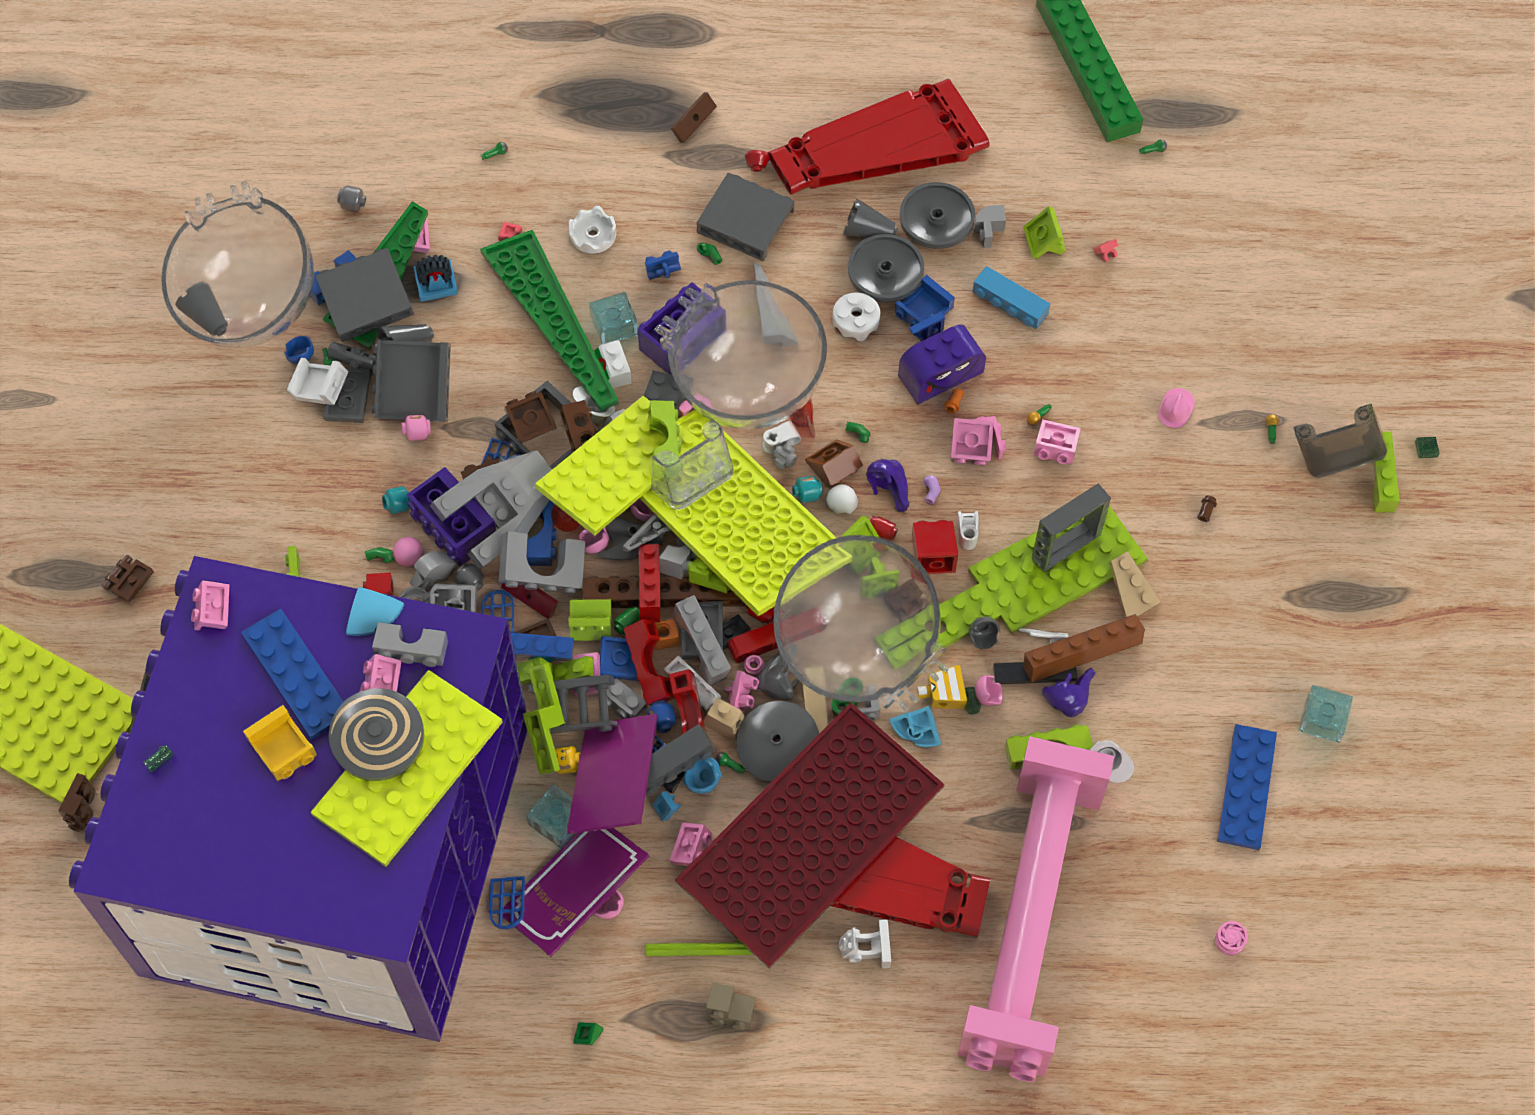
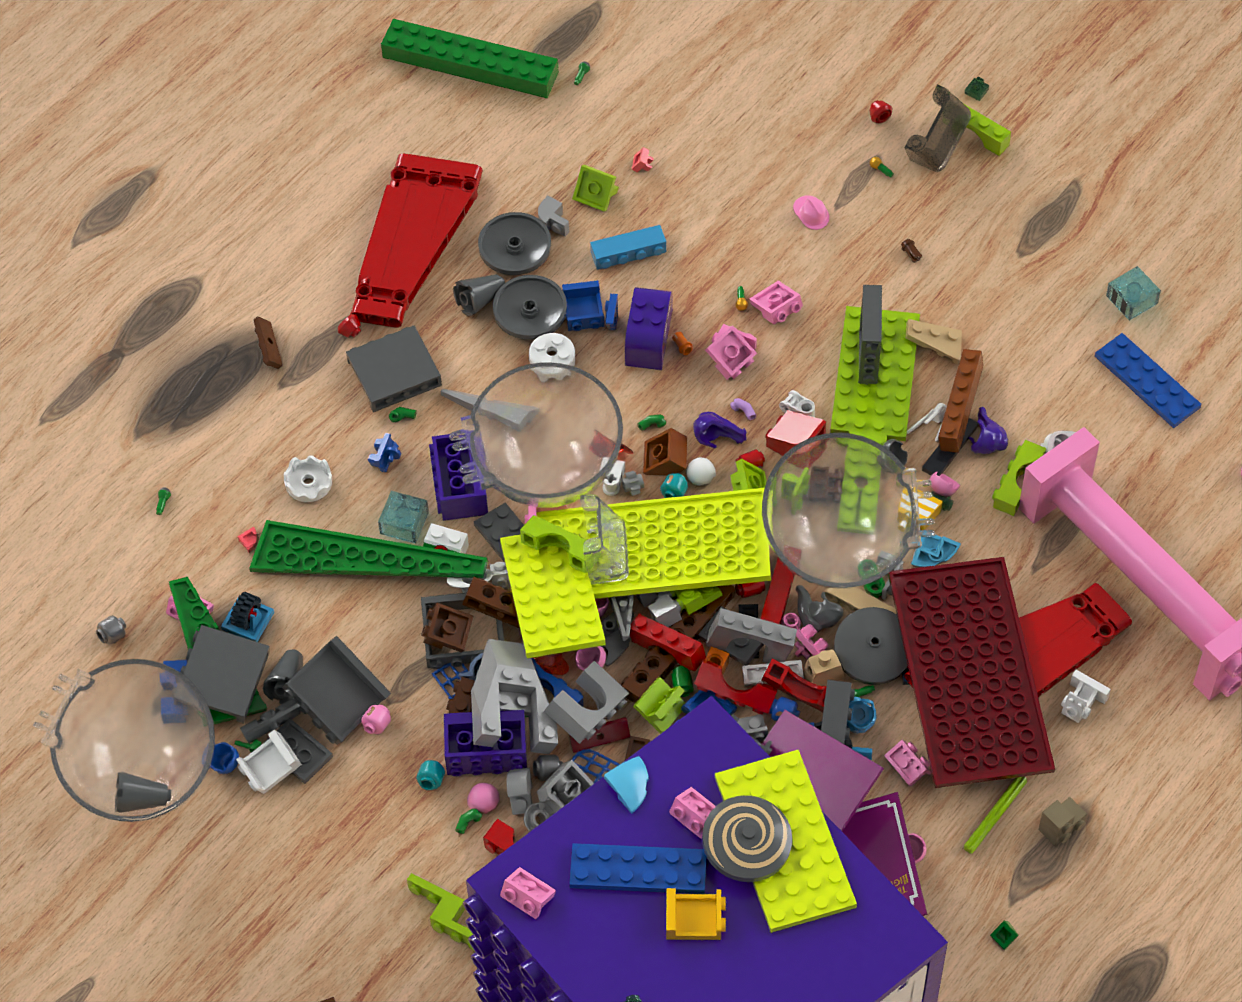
camera: 50 degrees left, 5 degrees down
(427, 650) = (670, 784): light grey arch -> none
(1326, 388) = (880, 111): none -> red cone

